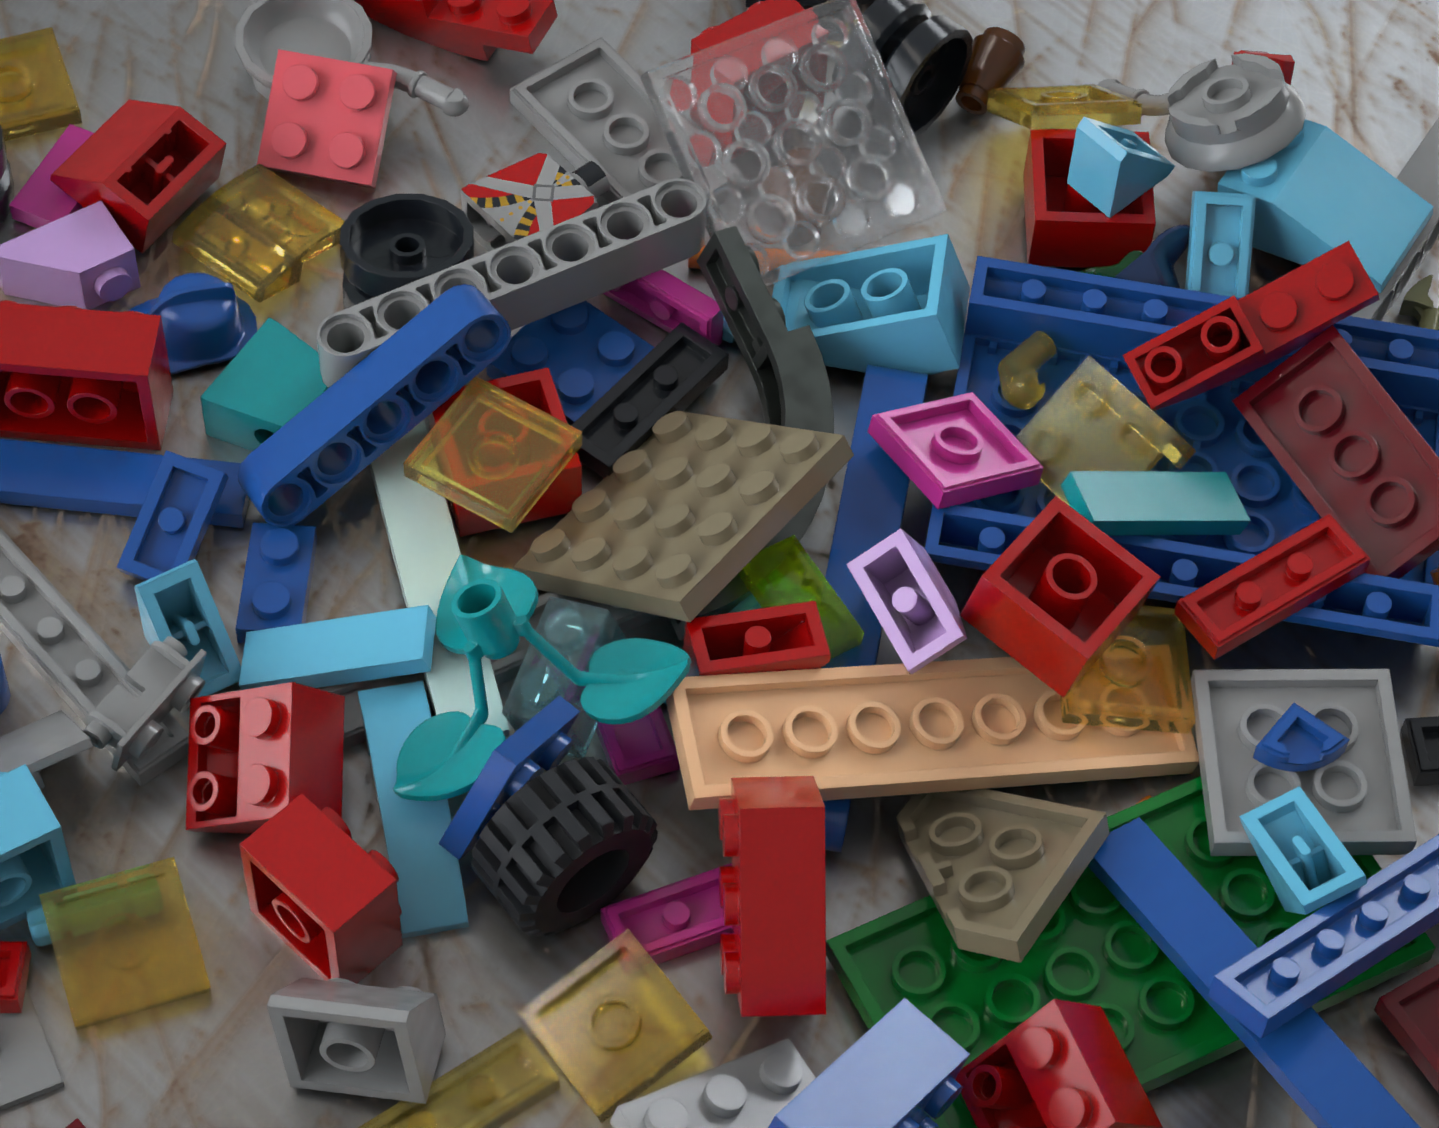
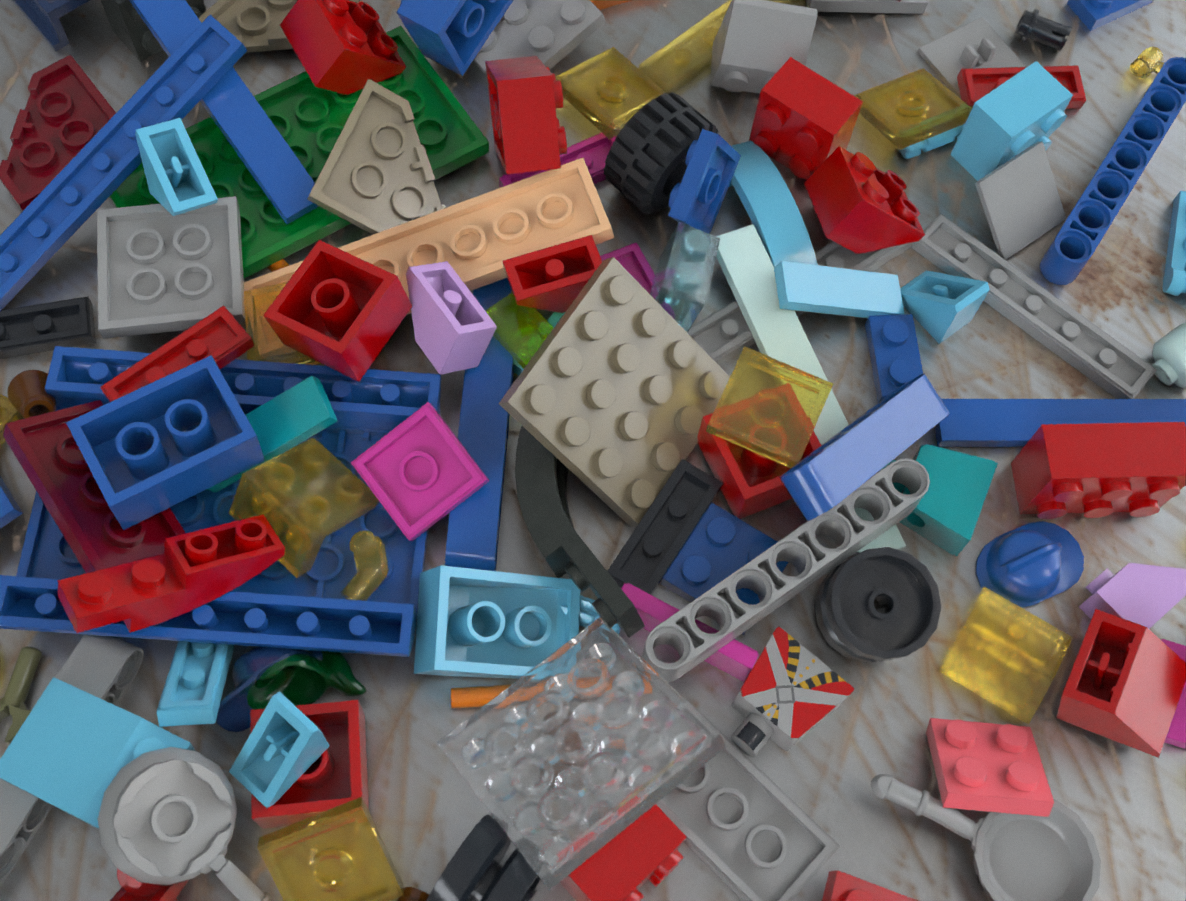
camera: 170 degrees right, 10 degrees up
(133, 722) = (944, 246): light grey hinge -> none
(172, 517) = (981, 376): blue plate -> none
(485, 615) = (749, 193): teal plant -> none
(1272, 456) = (166, 442): none -> blue brick
(1300, 742) = (171, 261): blue tile -> none

